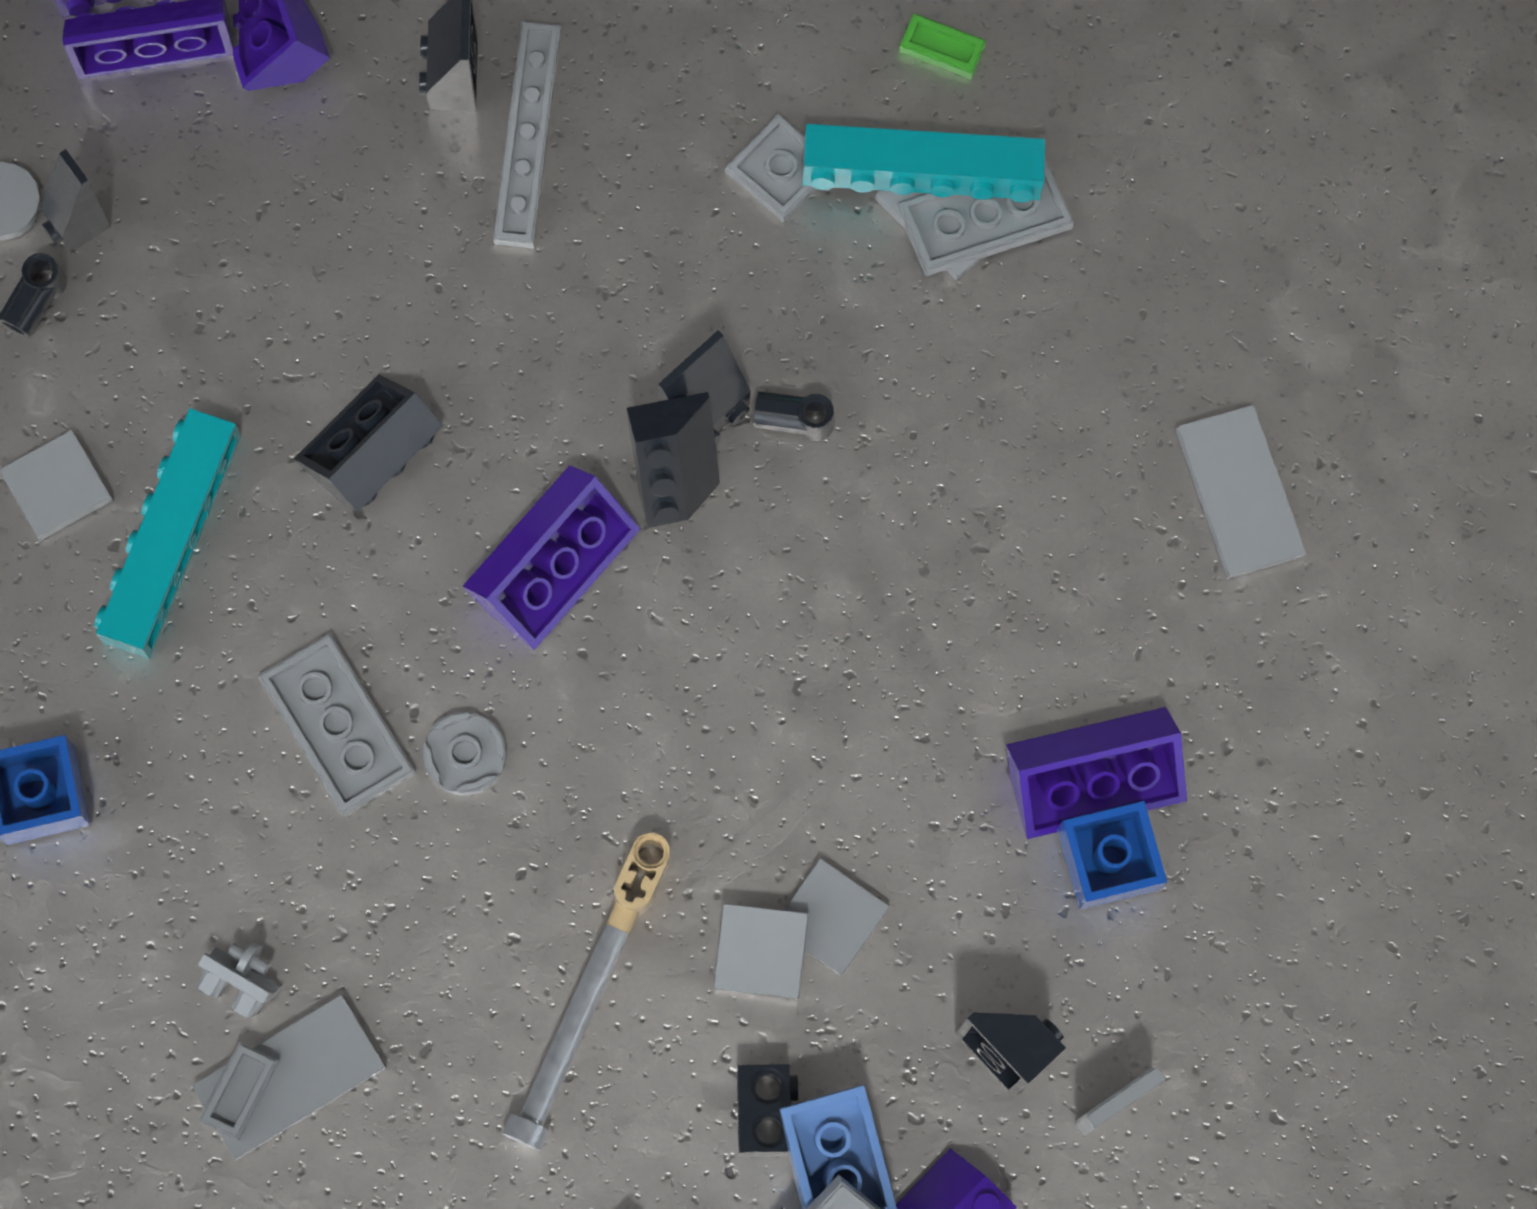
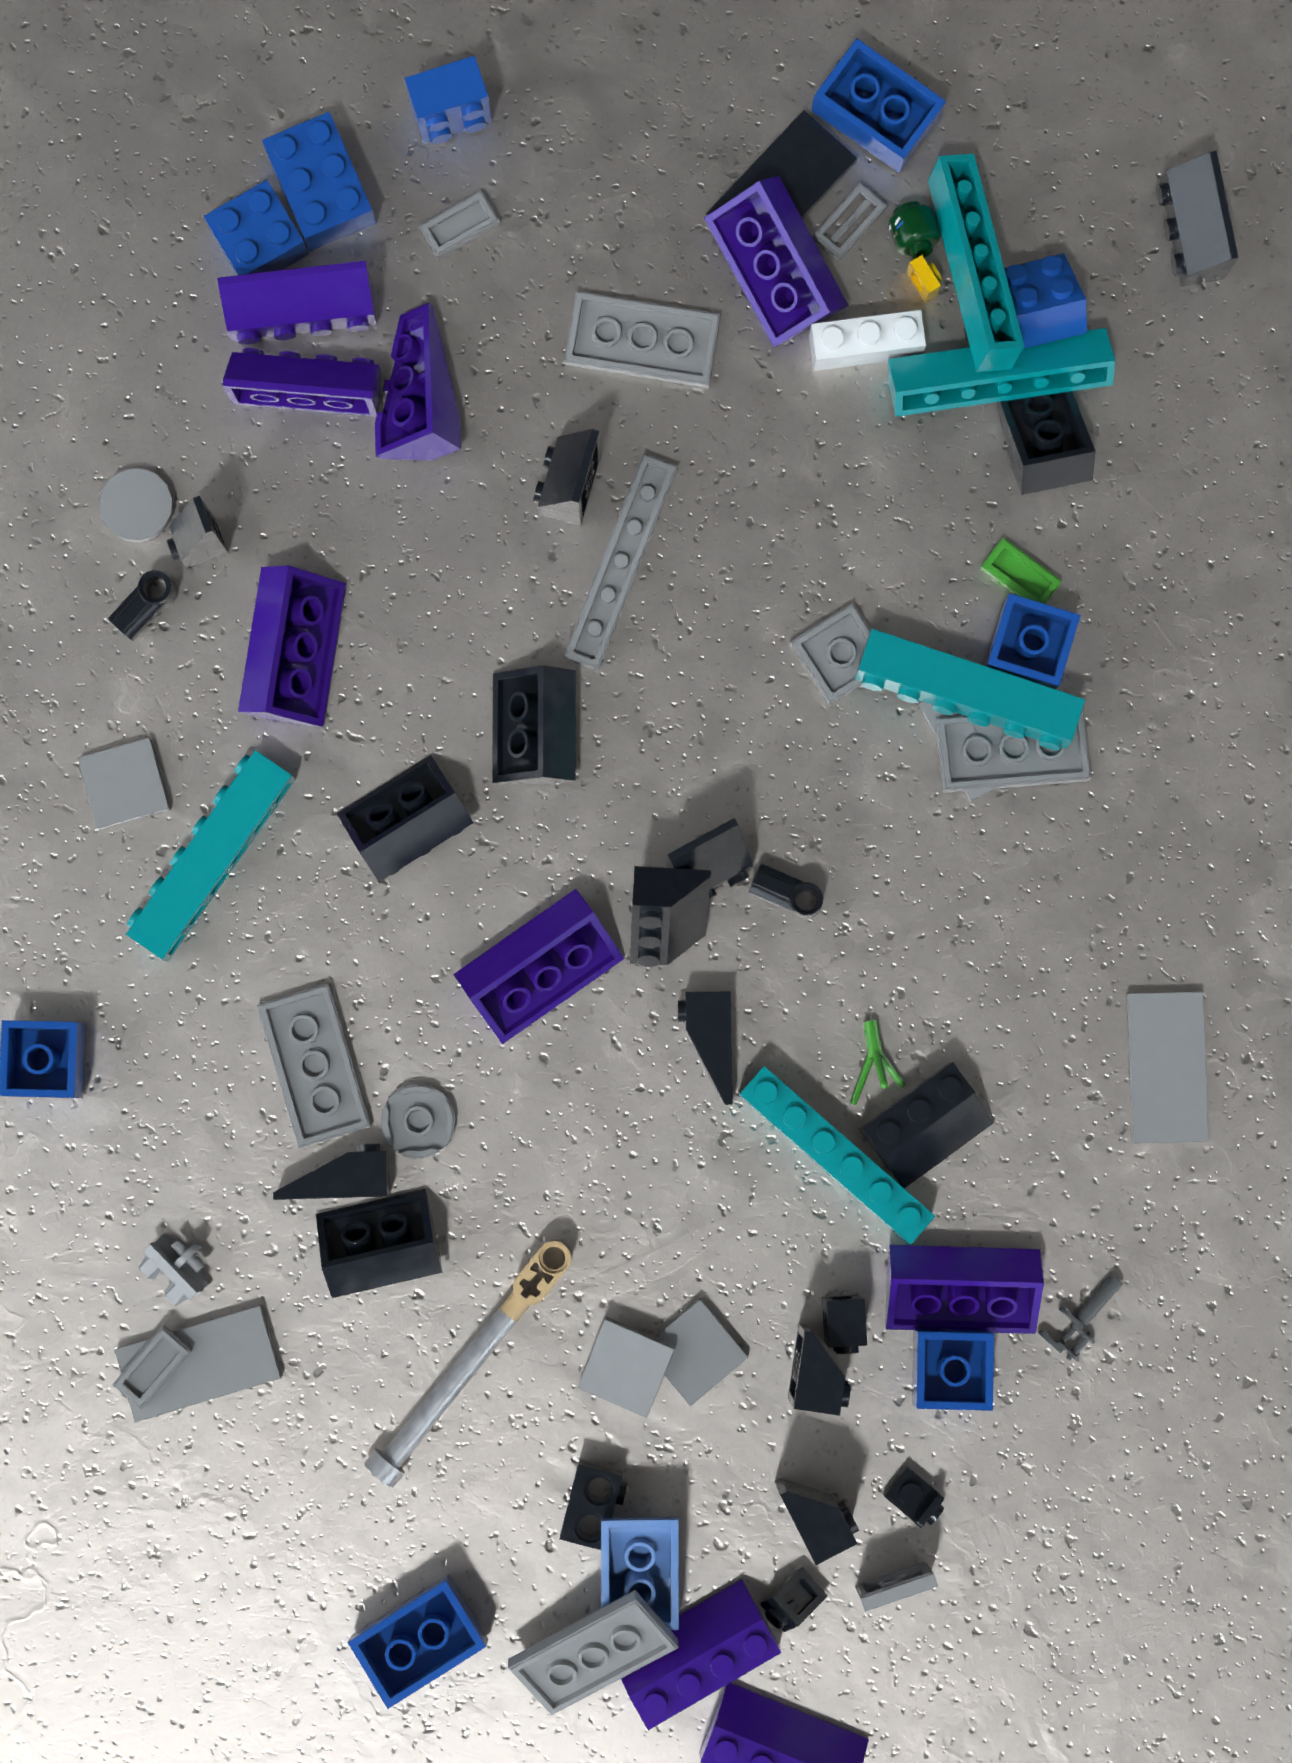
camera: 20 degrees right, 10 degrees up
(202, 298) = (292, 646): none -> dark purple slope
(402, 829) = (348, 1176): none -> black slope
(456, 892) = (378, 1243): none -> black slope
(480, 314) = (534, 726): none -> black slope
(752, 578) = (709, 1030): none -> black slope
(921, 667) = (836, 1155): none -> teal brick
(932, 554) = (875, 1054): none -> bright green plant
(968, 892) = (815, 1377): none -> black slope
(973, 95) = (1032, 640): none -> blue brick
(981, 835) = (844, 1323): none -> black brick
(1008, 612) = (927, 1125): none -> black slope
(1013, 1154) = (793, 1601): none -> black bracket
(1111, 1007) = (915, 1497): none -> black bracket
(1230, 772) = (1083, 1318): none -> dark grey piece

